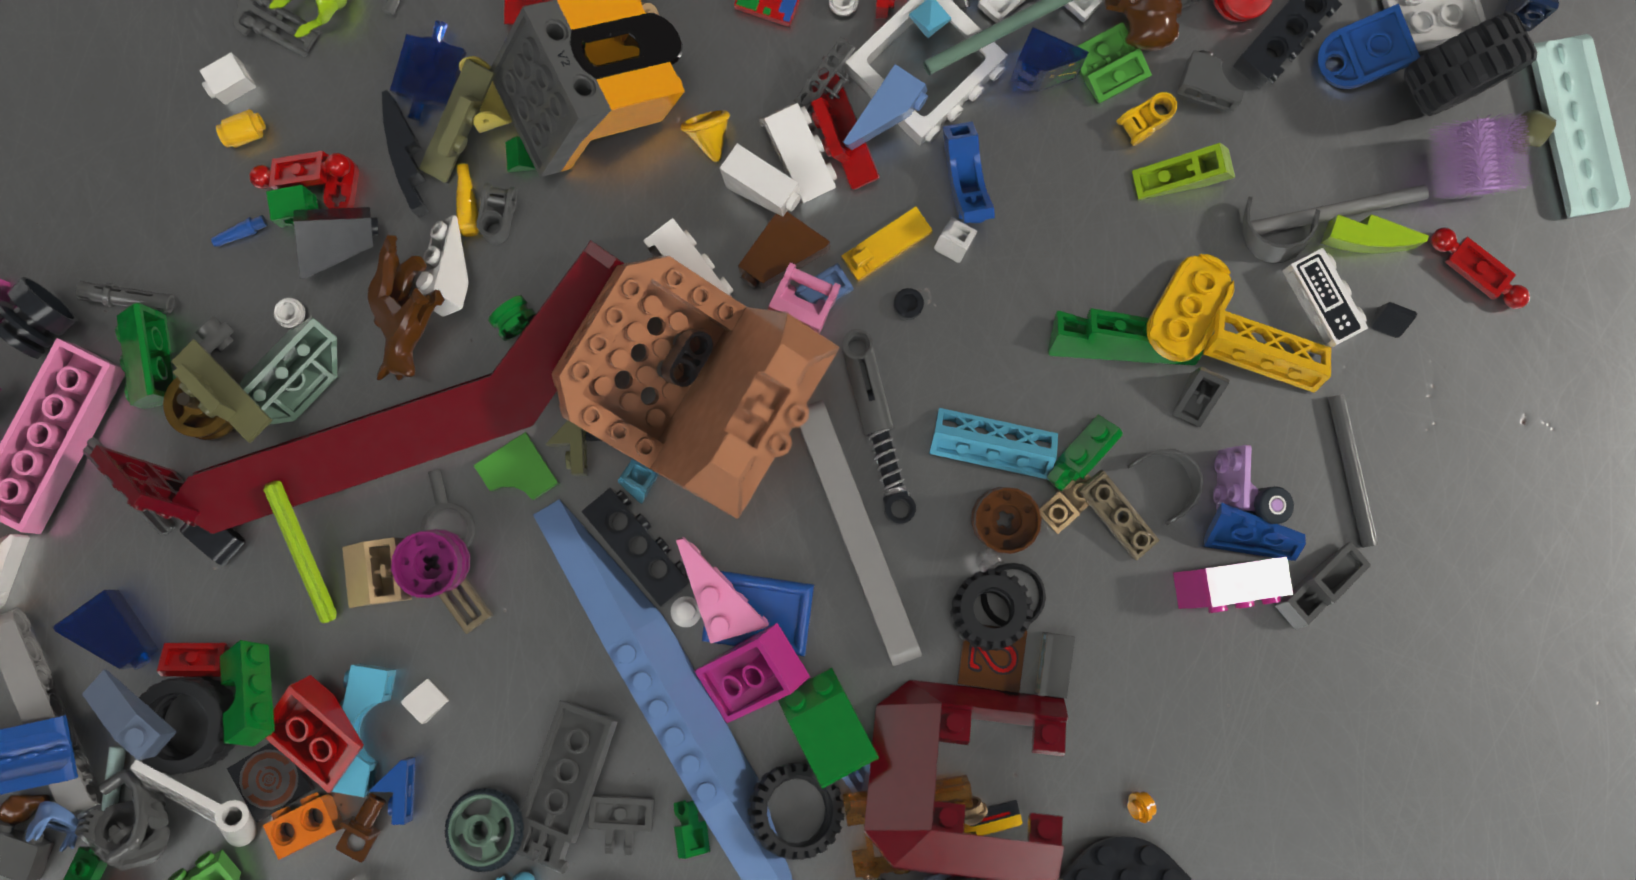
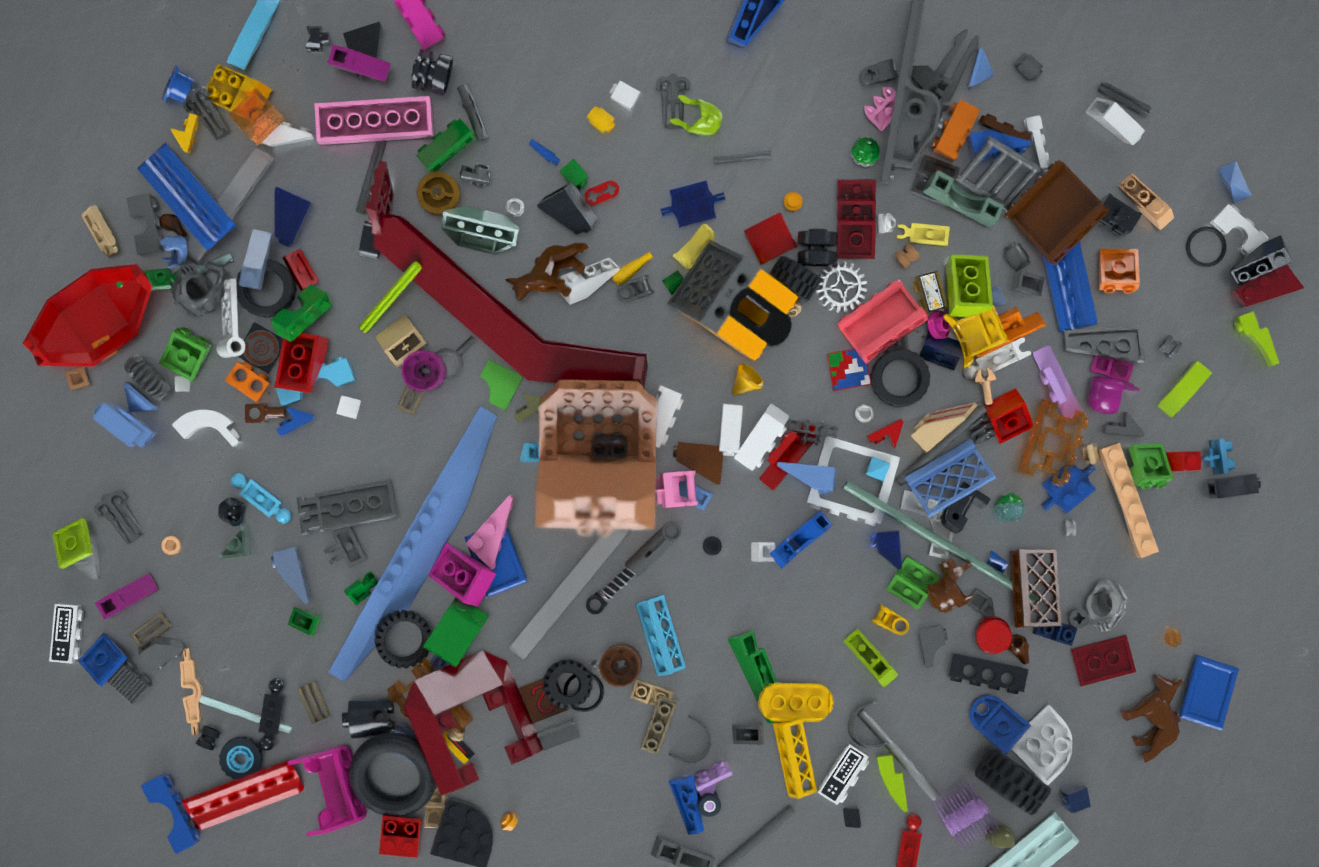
camera: 55 degrees right, 5 degrees up
(218, 391) = (451, 204): olive bracket -> none
(300, 169) = (596, 167): red plate -> none
(401, 146) = (642, 214): black slope -> none
(457, 120) = (671, 239): olive bracket -> none
(470, 827) = (316, 481): sand green wheel -> none
(511, 317) = (580, 334): green wheel -> none
(600, 515) = (479, 499): black brick -> none
(685, 611) = (475, 519): white plate -> none
(886, 244) = (739, 515): yellow hinge -> none
(1084, 452) = (682, 687): green hinge -> none
(1233, 584) = (655, 807): wedge -> none

